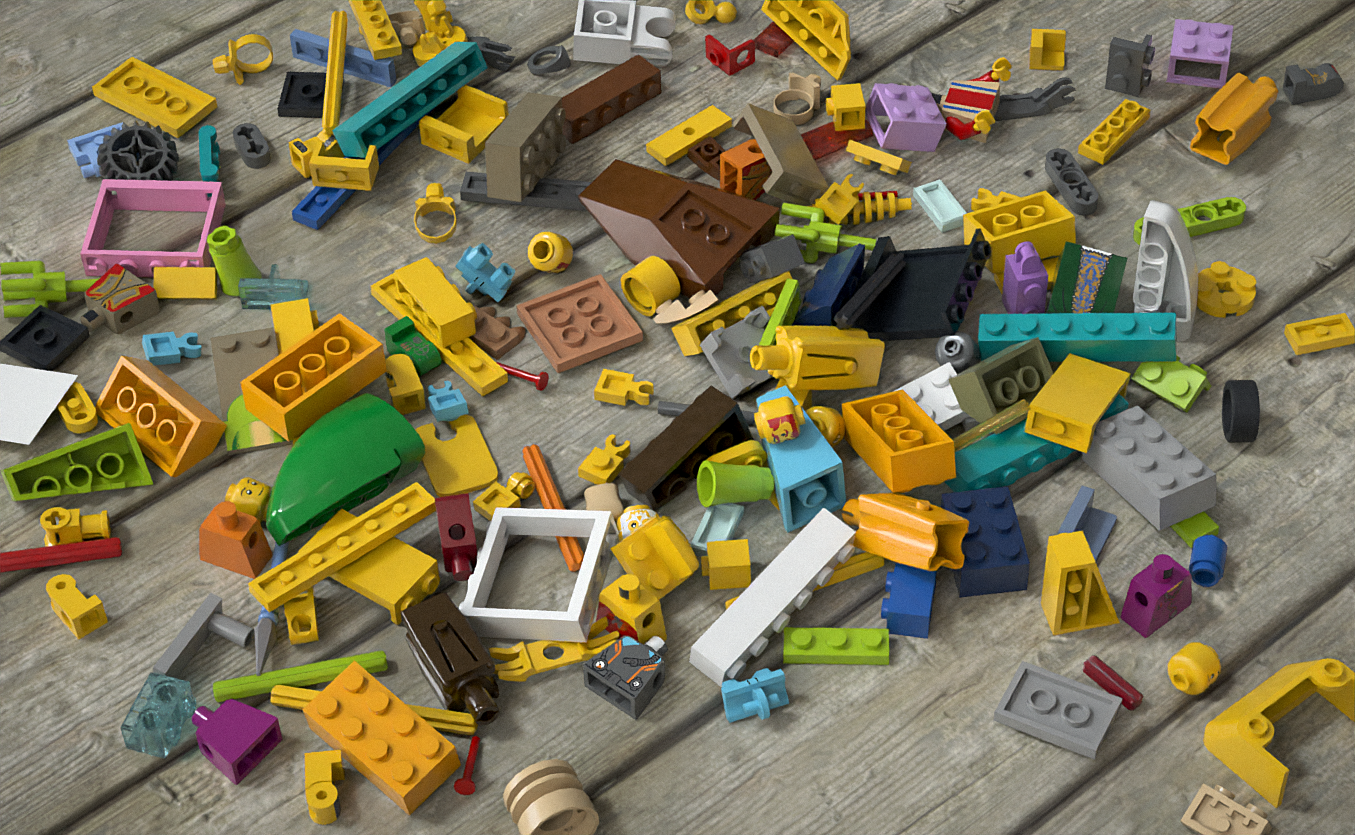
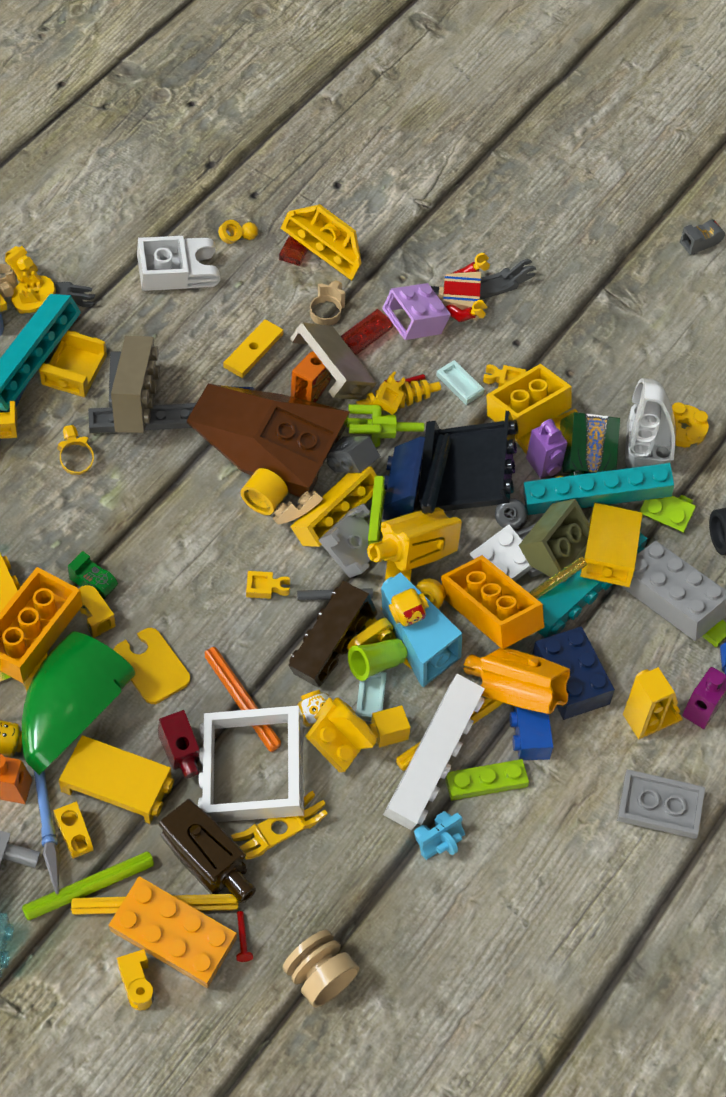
camera: 20 degrees left, 10 degrees up
(236, 737) = (54, 951): magenta torso -> none
(342, 547) = (95, 772): yellow plate -> none
(435, 302) = (102, 535): yellow brick -> none
(447, 403) = (133, 622): medium azure plate -> none
(463, 357) = (122, 567): yellow plate -> none
(482, 274) = (129, 502): medium azure hips -> none
(494, 333) = (145, 549): medium nougat plate -> none
(497, 496) = (201, 701): yellow plate -> none
(540, 380) = (199, 587): red pin -> none
(550, 252) = (171, 470): yellow head -> none
(556, 64) = (130, 298): dark grey piece -> none
(579, 323) = (216, 532): nougat plate -> none
(604, 465) = (269, 653): yellow plate -> none
(604, 498) = (281, 690): tan piece -> none
(609, 97) = (183, 322): reddish brown brick -> none
(627, 673) = (341, 835): dark grey torso -> none
(631, 610) = (333, 785): yellow torso -> none
(707, 156) = (277, 366): reddish brown slope -> none
(727, 59) = (261, 274): red bracket -> none
(846, 107) = (371, 309): yellow brick -> none
(866, 154) = (412, 350): yellow plate -> none
(1047, 49) = (502, 233): yellow panel -> none
(1070, 192) = (551, 356): dark grey beam -> none
(1094, 522) = (639, 647): sand blue panel -> none
(1112, 682) = (692, 772): dark red axle -> none
(1114, 131) = (569, 297): yellow tile -> none
(1129, 65) = (570, 243): dark grey bracket -> none
(1200, 43) = (616, 215): lavender piece -> none
(1223, 214) = (642, 366): lime beam -> none
(1240, 112) = (658, 276): light orange piece -> none

